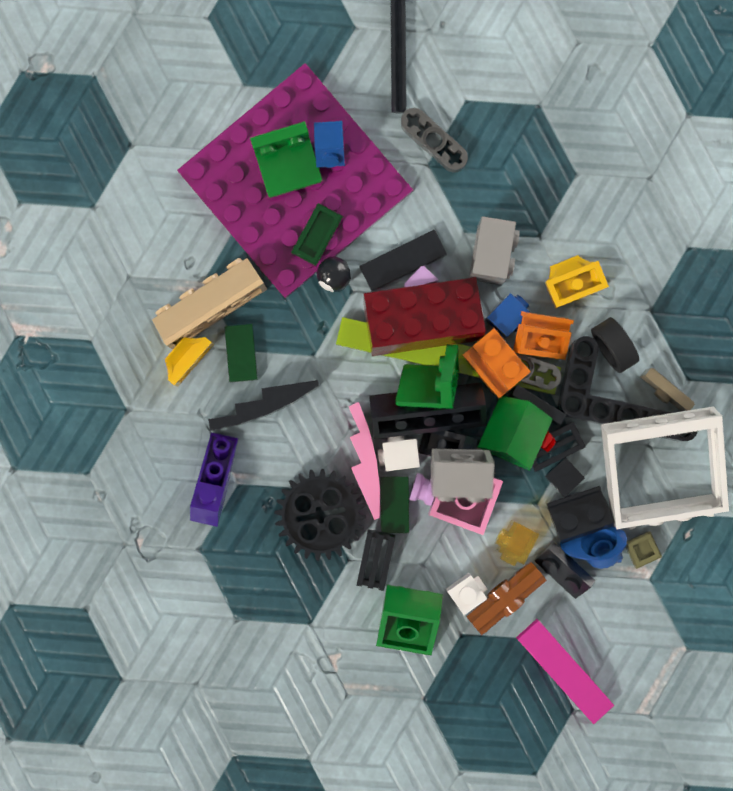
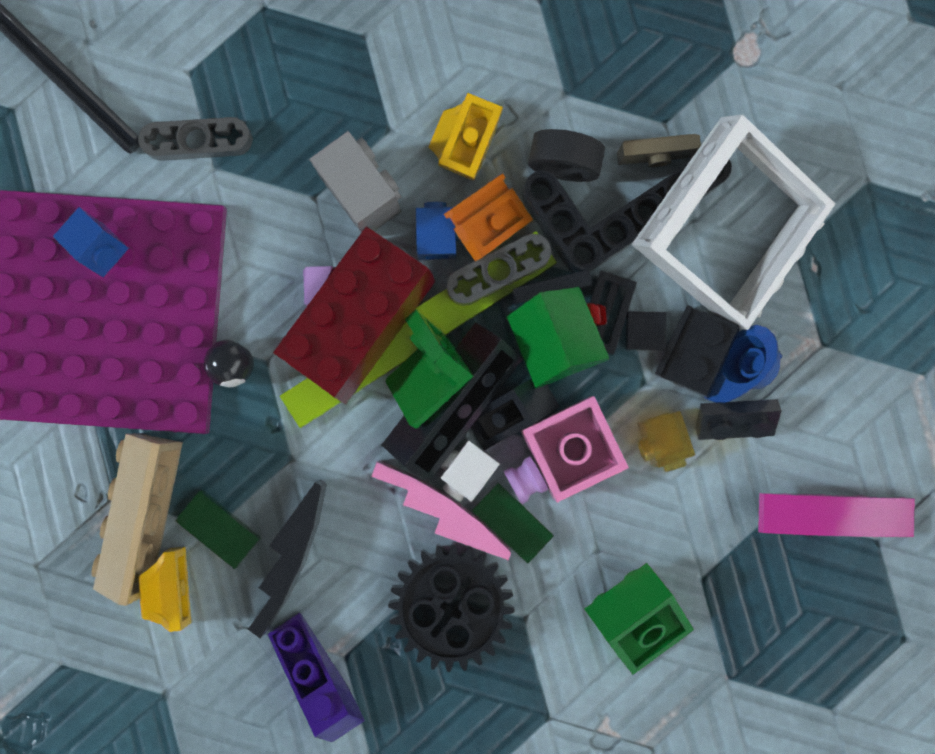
camera: 50 degrees left, 0 degrees up
(286, 159) = (63, 299): green bracket -> none
(317, 234) = (172, 342): dark green tile -> none
(371, 581) = (565, 620): black tile -> none
(402, 260) = (282, 282): black tile -> none
(462, 474) = (550, 433): light grey brick -> none
(467, 592) = (669, 537): white brick -> none
(496, 363) = (470, 289): orange plate -> none
(506, 598) = (709, 503): dark orange piece -> none
(643, 549) = (789, 323): olive tile -> none

